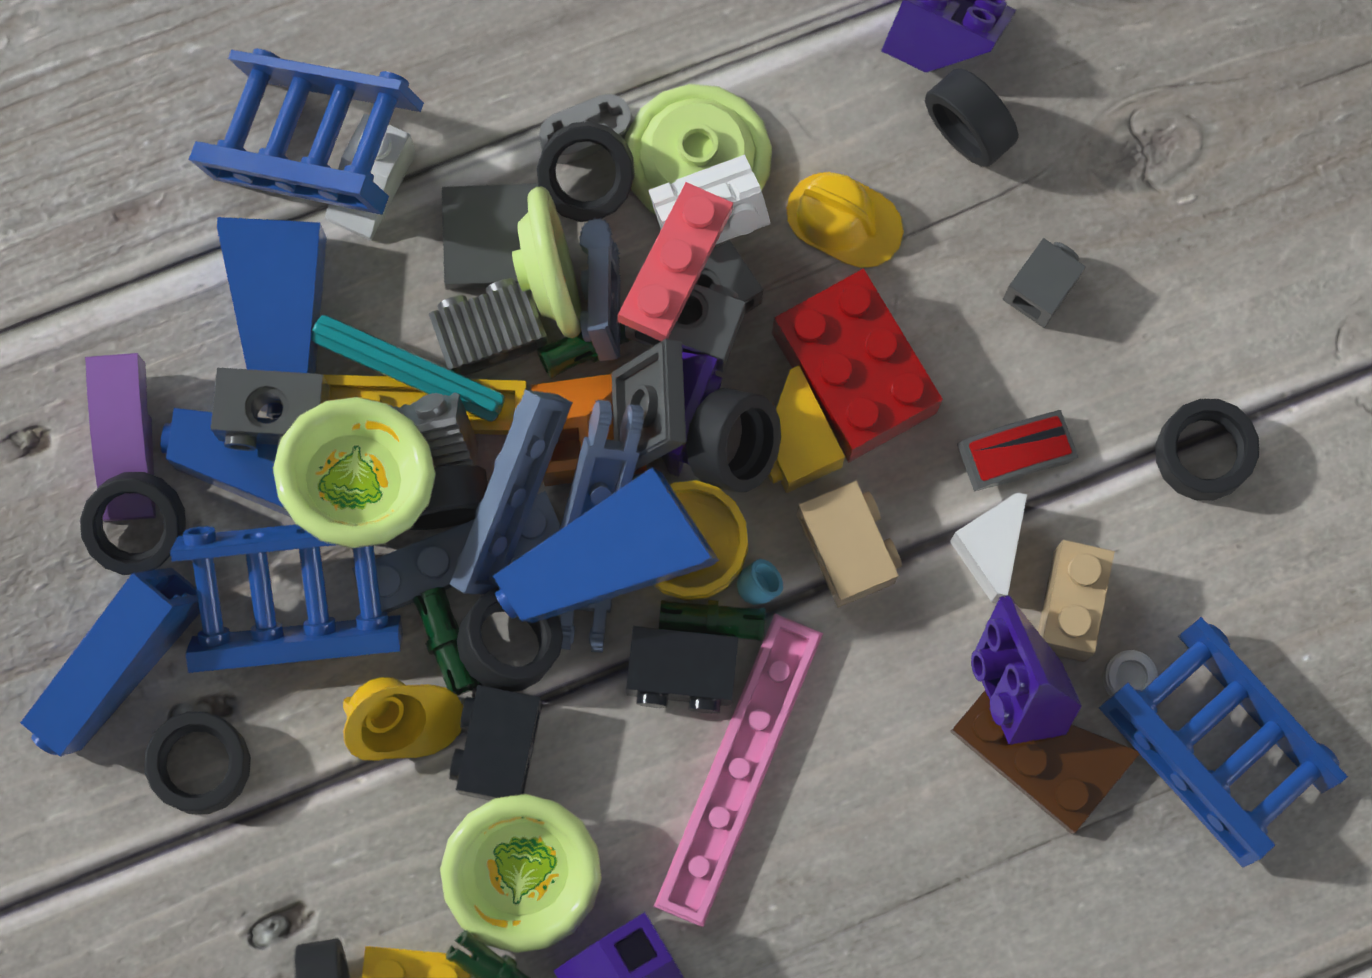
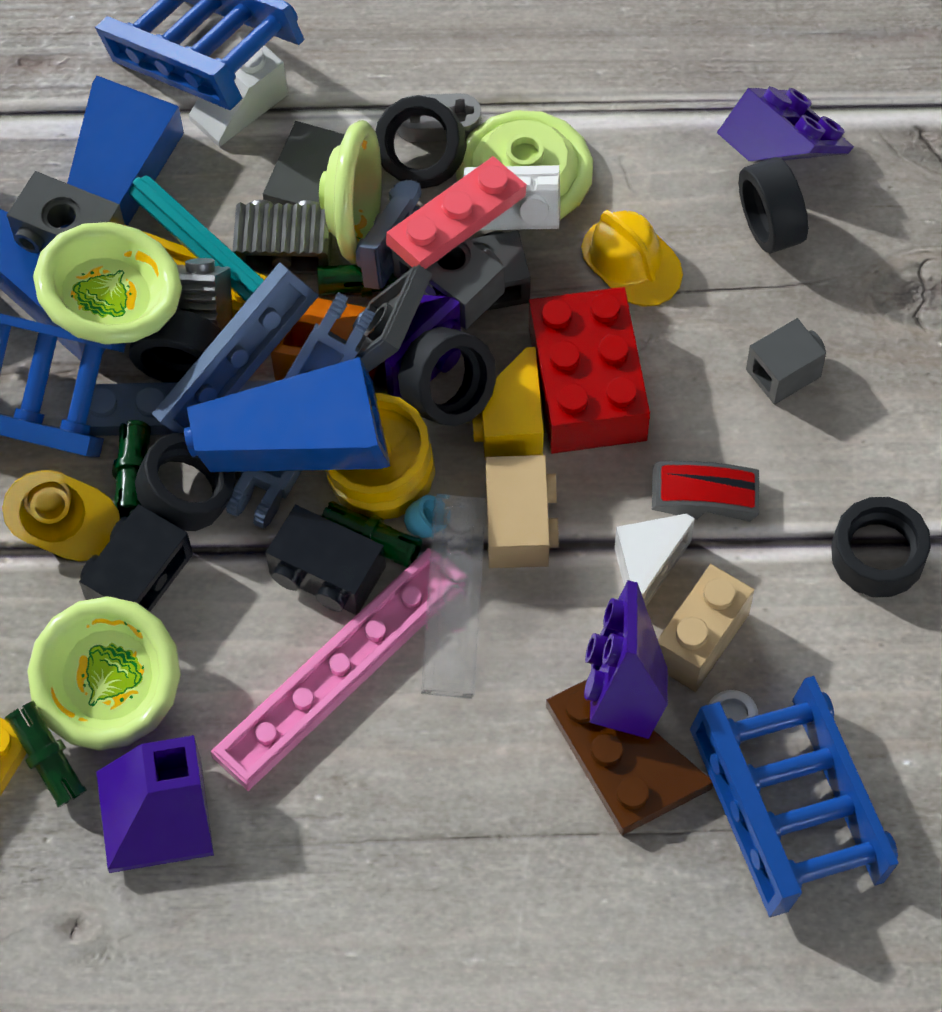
camera: 25 degrees right, 15 degrees down
(822, 658) = (454, 596): none -> clear plate

